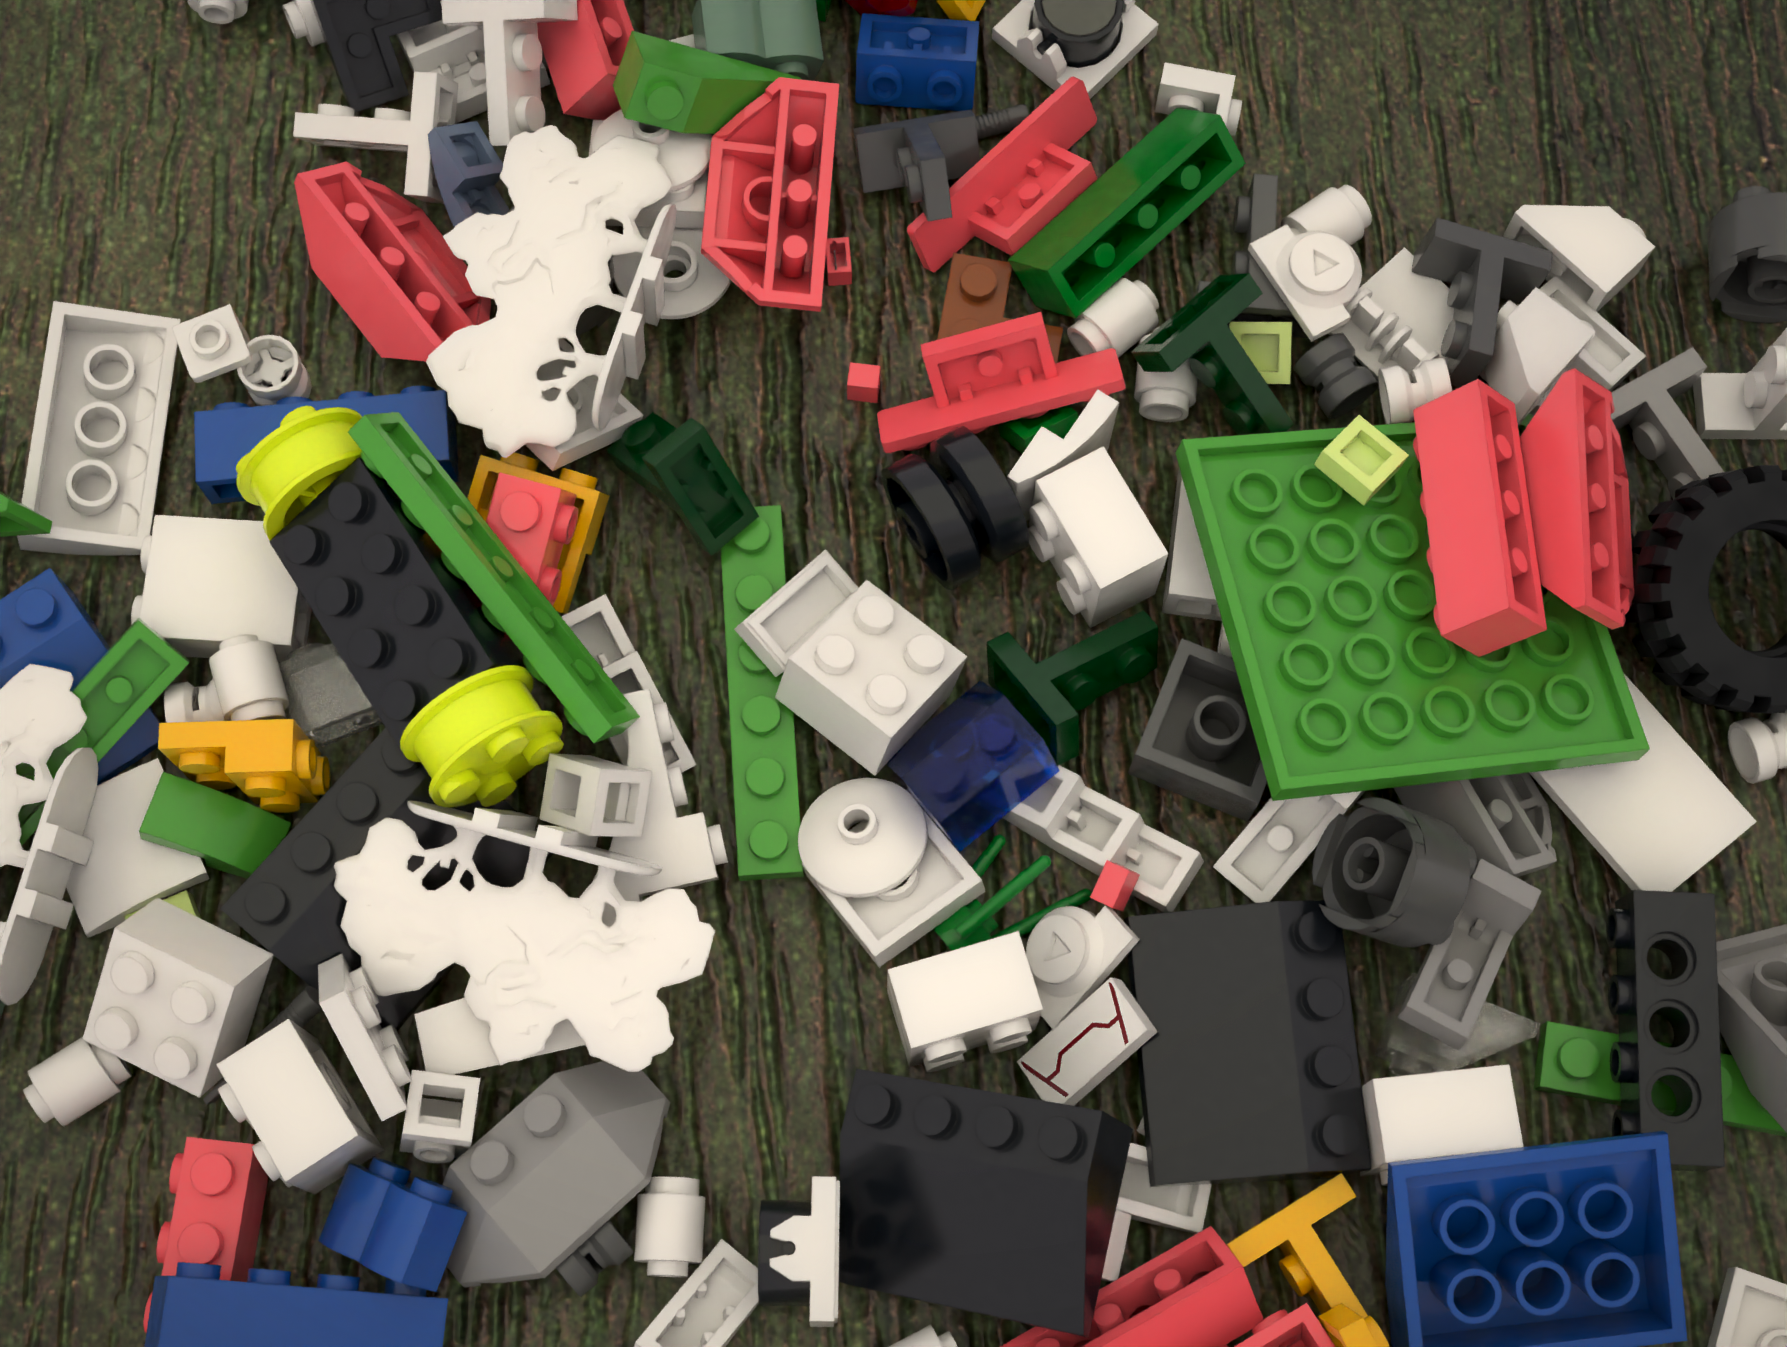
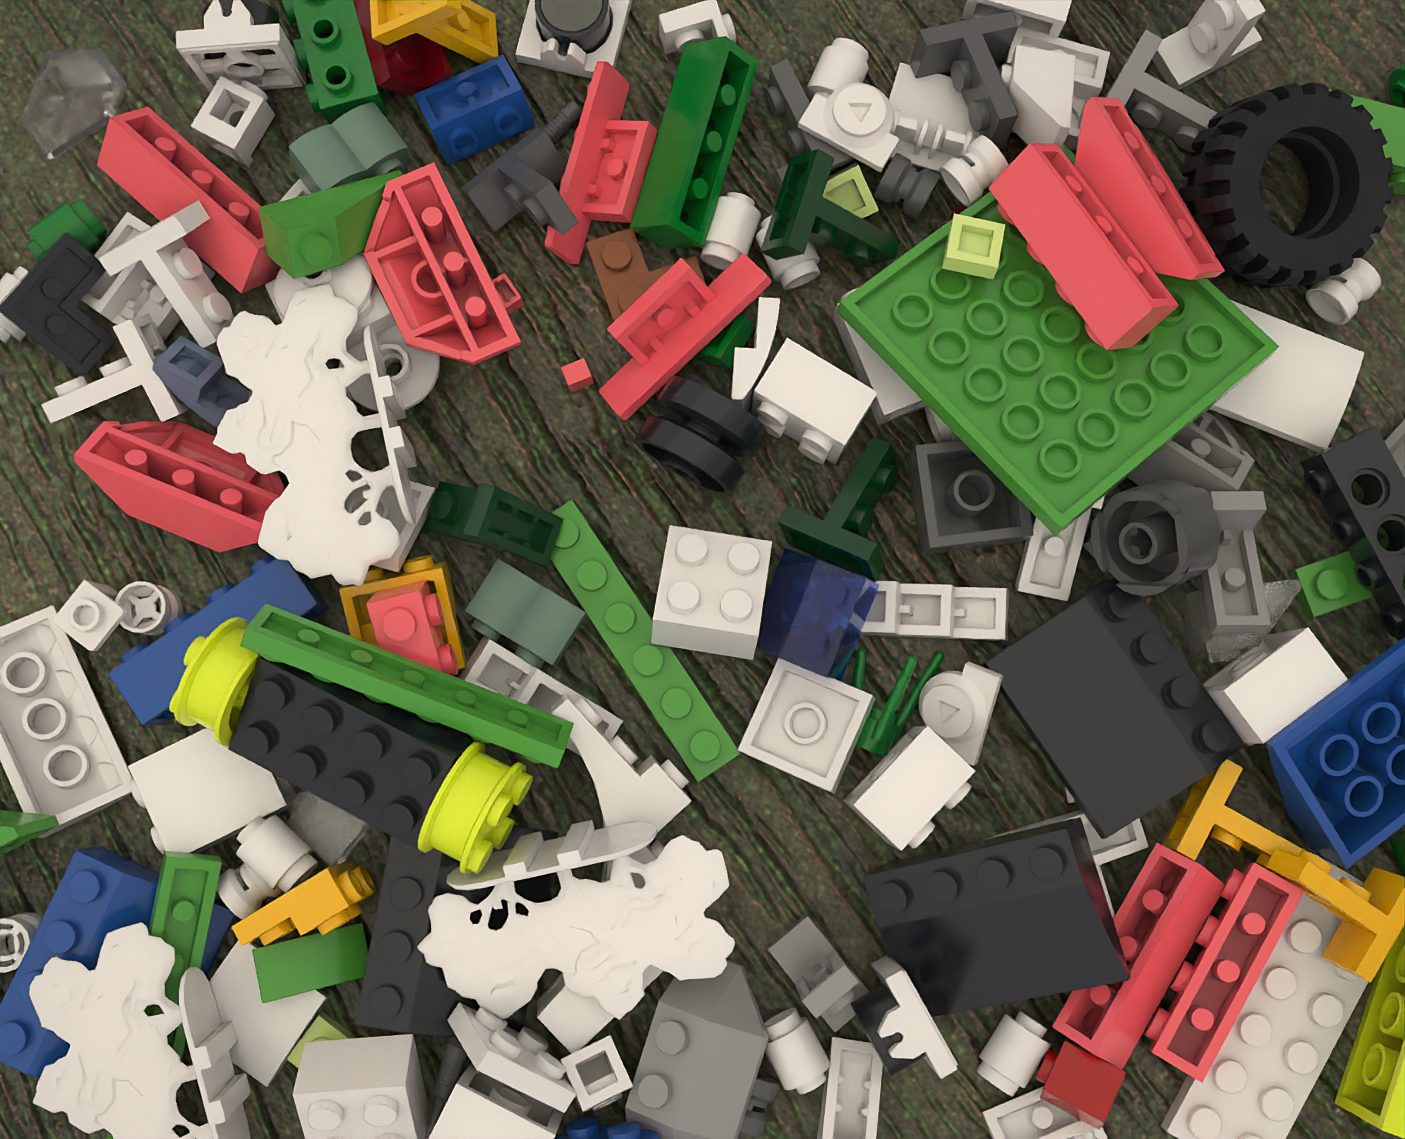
camera: 30 degrees left, 10 degrees up
(595, 796) = (576, 800): white brick -> none
(660, 595) = (525, 614): none -> sand green brick
(746, 1156) = (818, 972): none -> light grey bracket
(796, 611) = (632, 572): white tile -> none
(867, 860) = (790, 721): white dish -> none
(1087, 1045) = (1006, 766): white tile -> none
(1114, 886) = (962, 644): coral piece -> none

